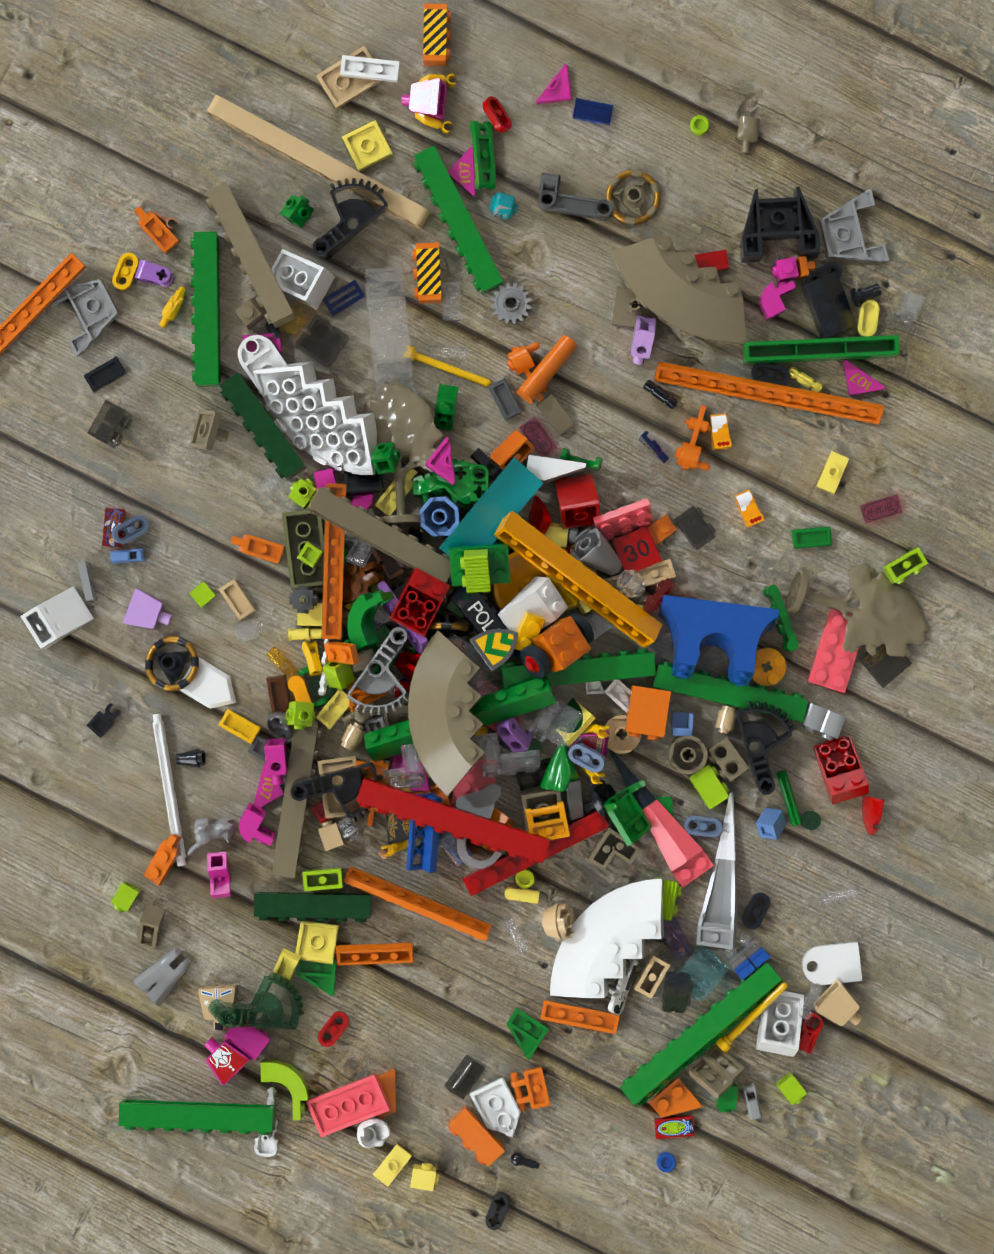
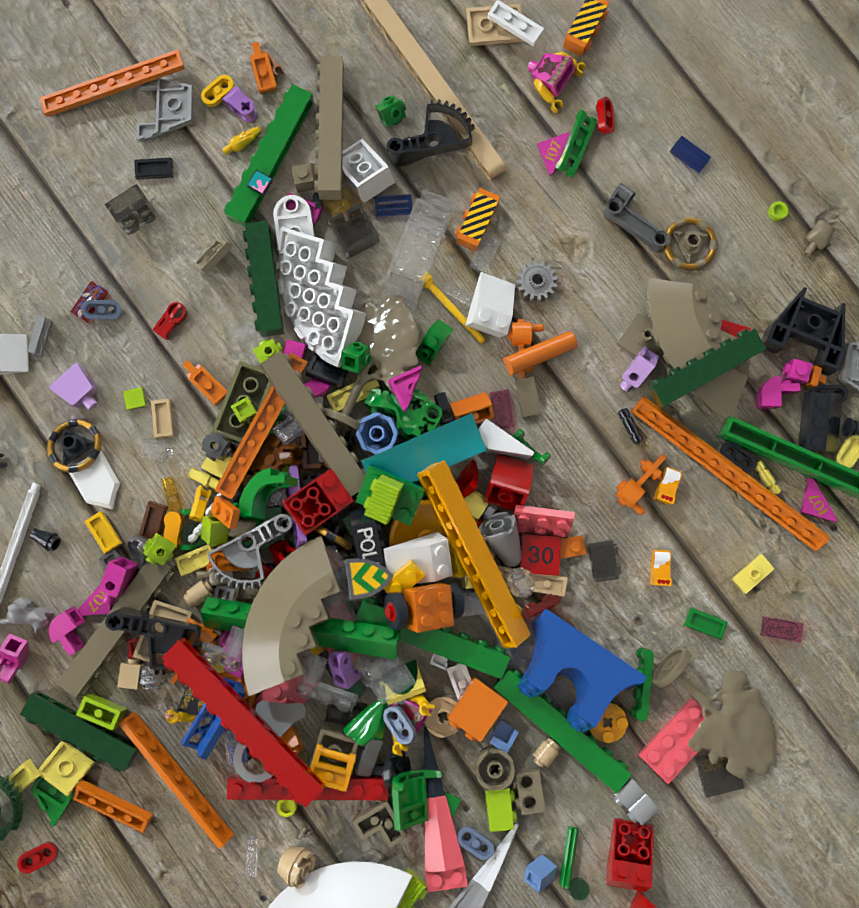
camera: 30 degrees right, 5 degrees down
(124, 556) = (86, 331): medium blue bar -> none
(195, 510) = (168, 322): none -> red piece
(213, 341) = (259, 182): none -> tile
(367, 146) = (480, 88): light yellow tile -> none
(458, 220) = (526, 188): green brick -> none
(481, 347) = (491, 306): none -> white slope
(503, 205) = (572, 194): teal head -> none
(505, 399) = (489, 362): dark grey tile -> none
(523, 895) = (276, 821): light yellow bar -> none
(558, 88) = (669, 121): dark pink tile -> none
(653, 447) = (601, 469): clear blue tile -> none
(701, 311) = (707, 367): none -> dark green brick
(767, 739) = (576, 794): black arm -> none
(905, 565) = (781, 693): lime brick -> none

